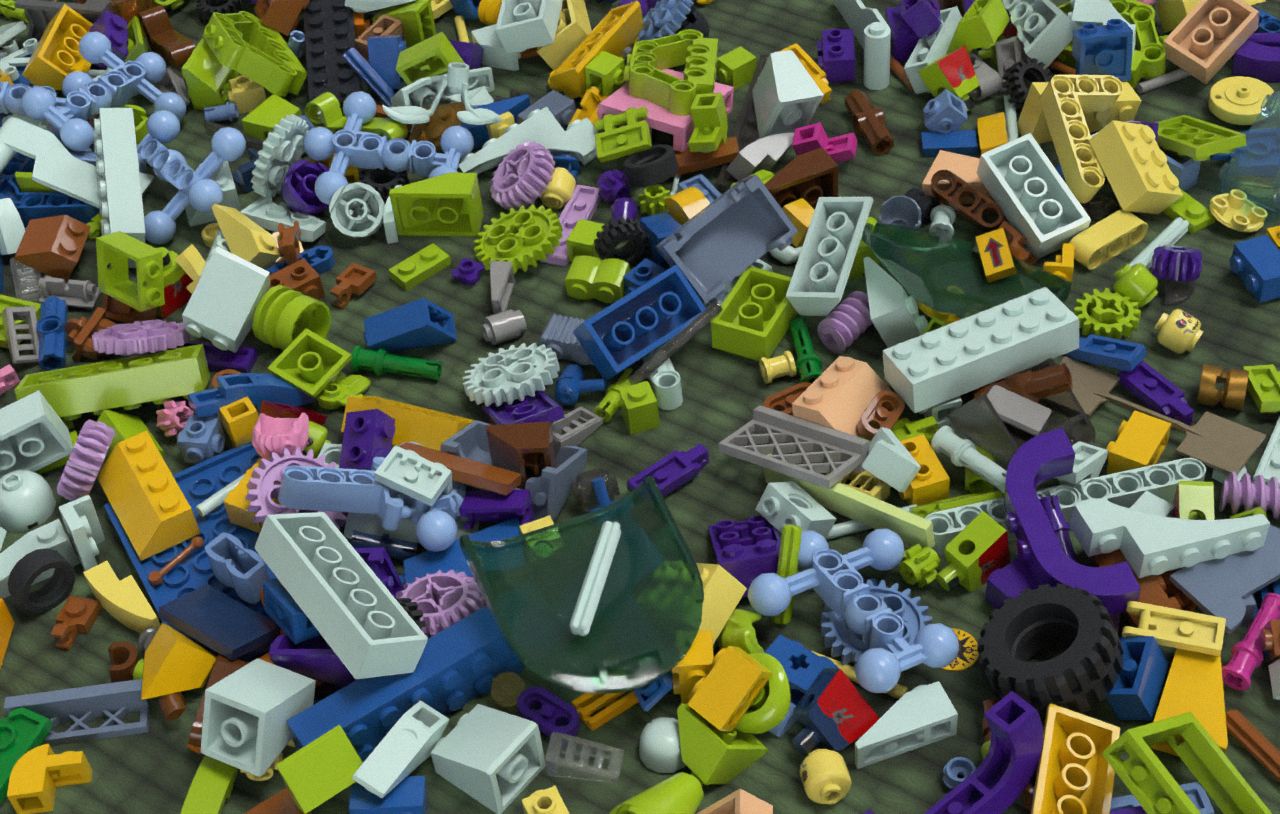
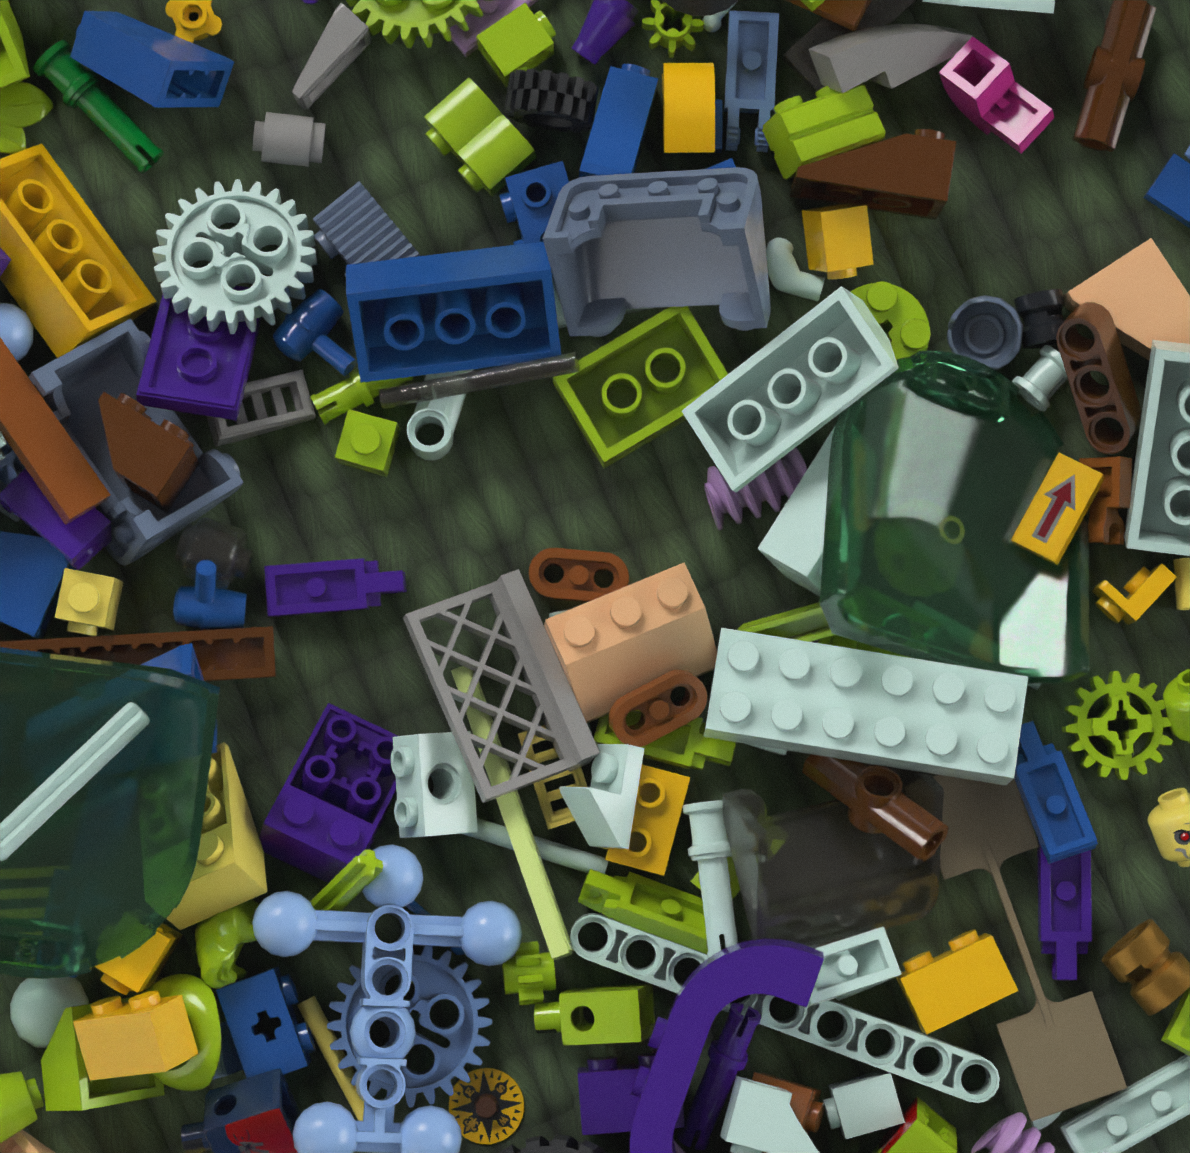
camera: 25 degrees right, 40 degrees up
(777, 367) = (606, 495): light yellow bush -> none
(800, 333) = (651, 519): green pin -> none
(1019, 410) = (831, 832): light grey slope -> none

